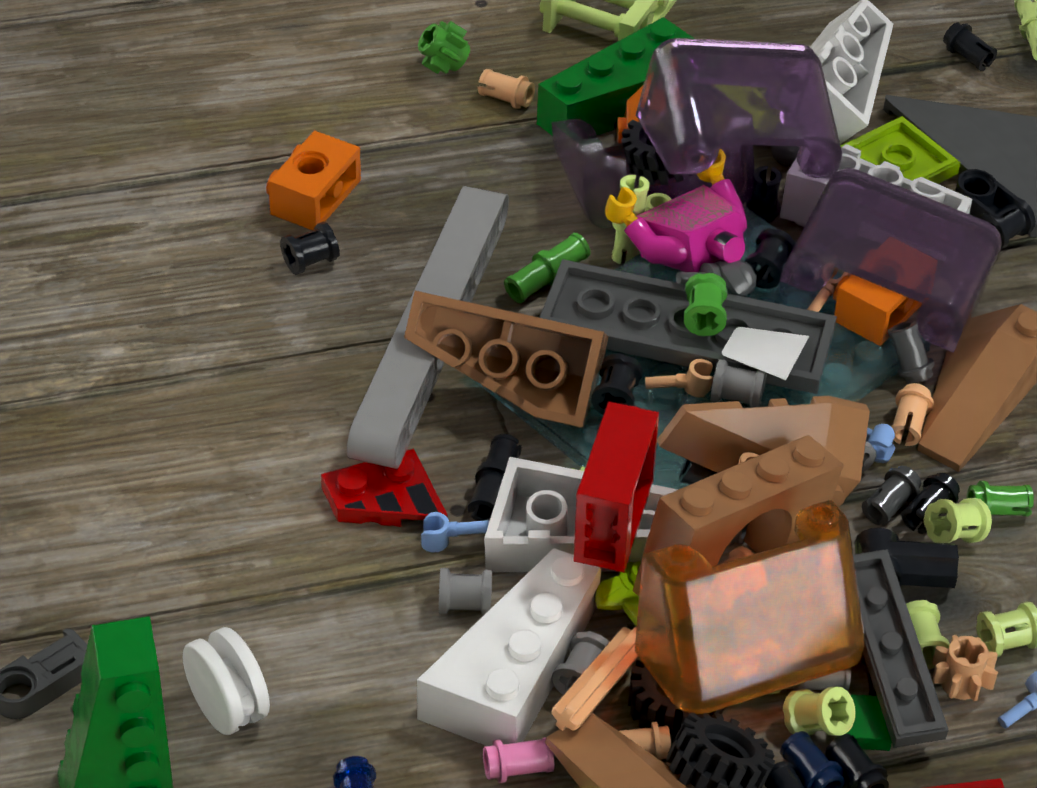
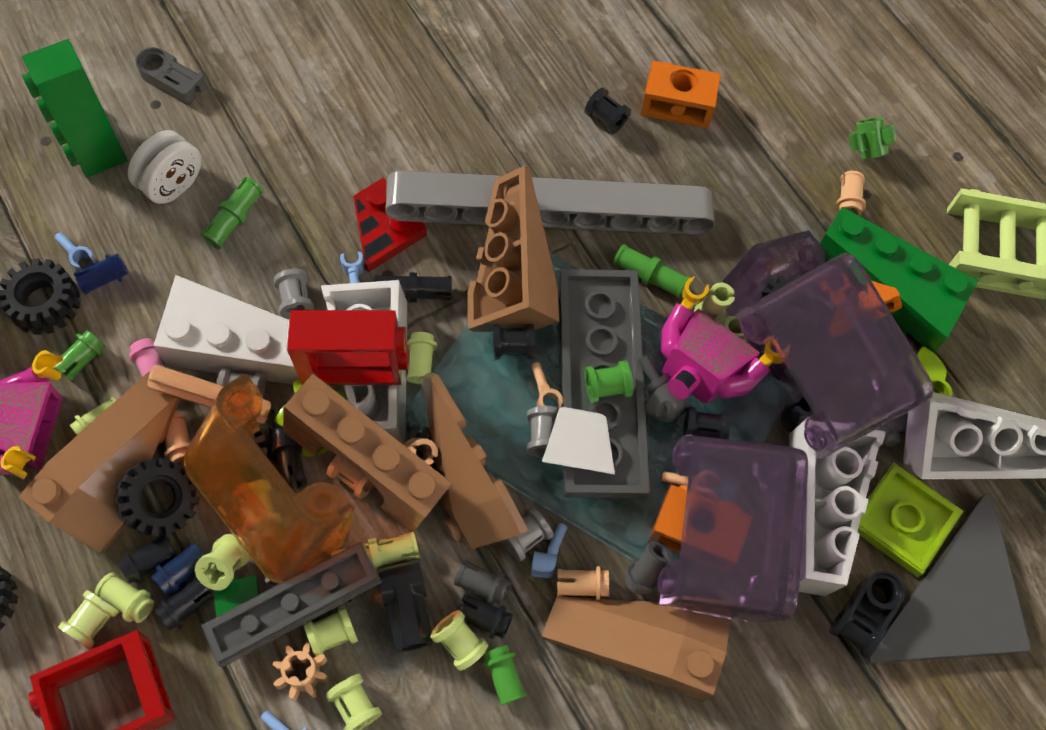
camera: 70 degrees right, 20 degrees up
(314, 636) = (232, 212): none -> bright green pin

